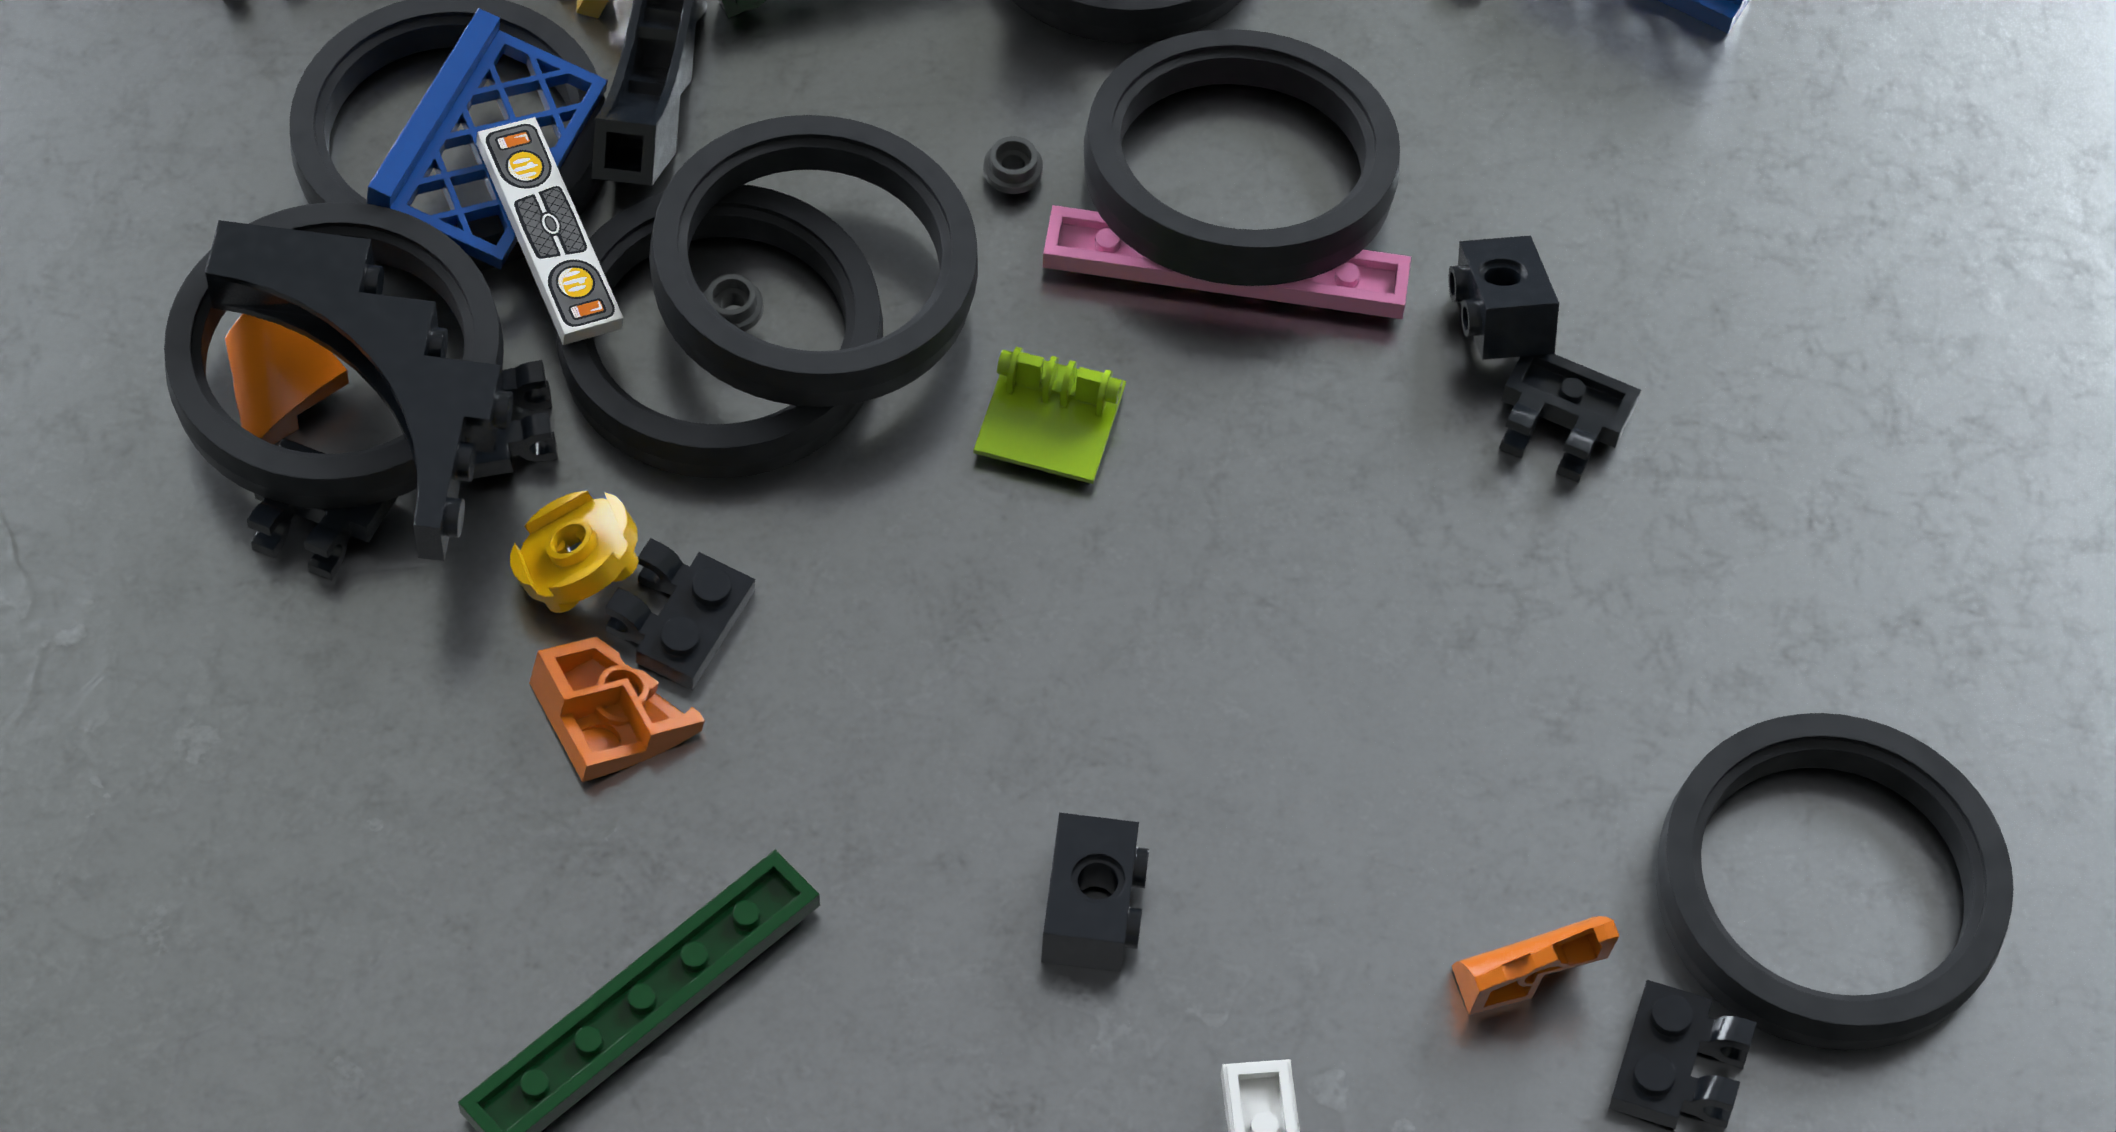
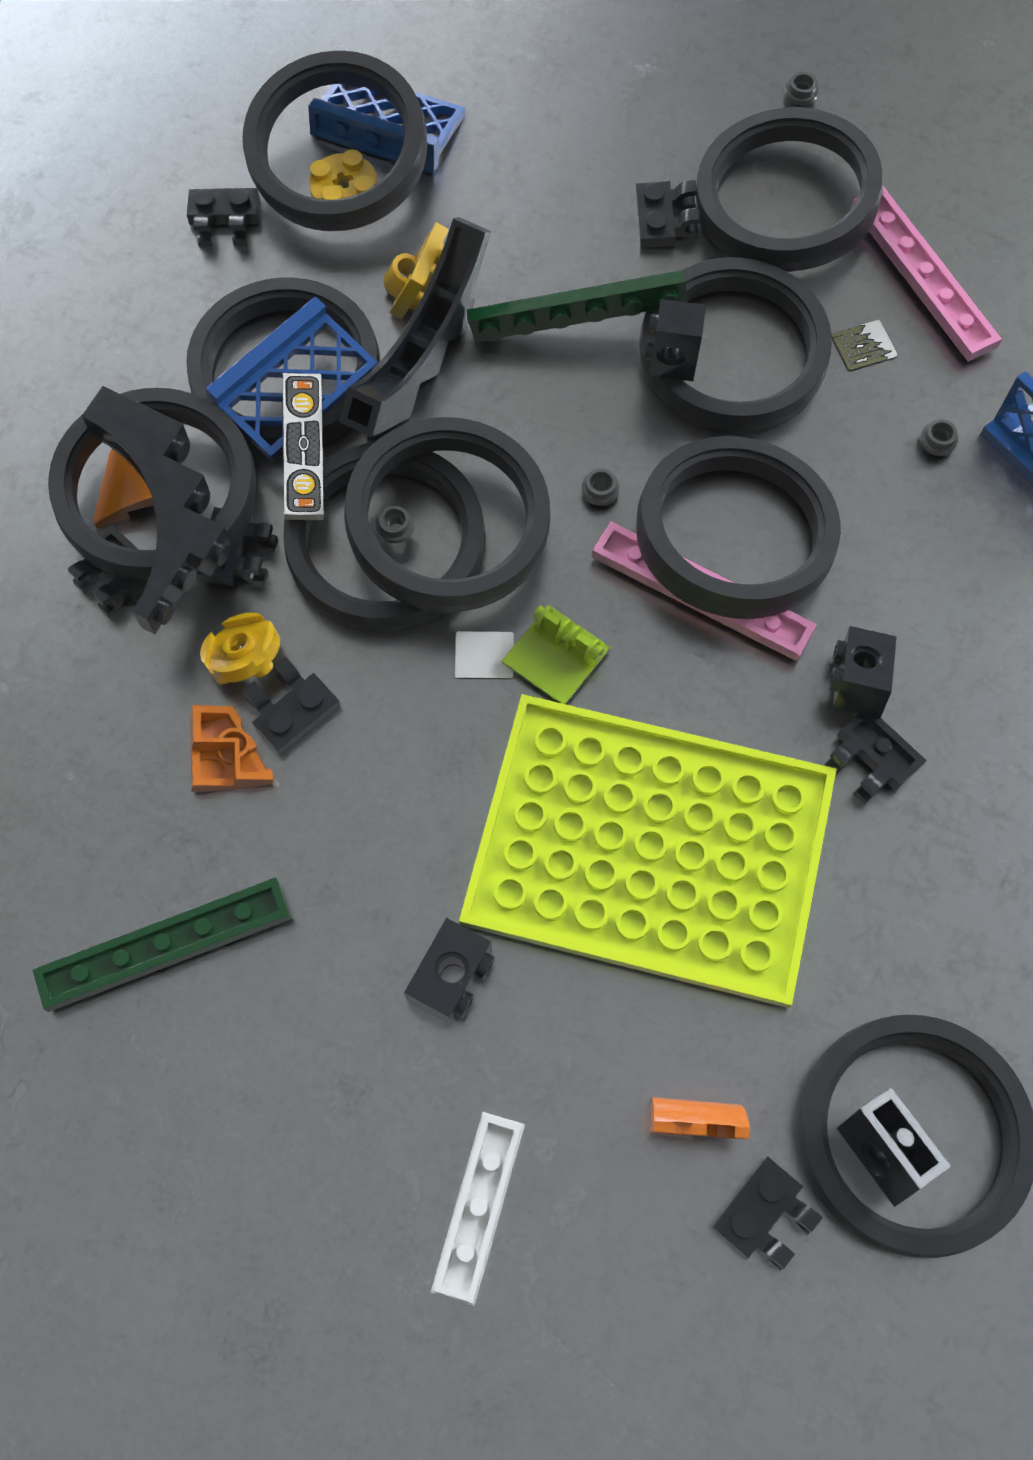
camera: 25 degrees right, 10 degrees up
(939, 452) = (481, 654): none -> white sticker
(1305, 634) = (652, 850): none -> neon yellow plate
(1813, 882) = (893, 1147): none -> black brick

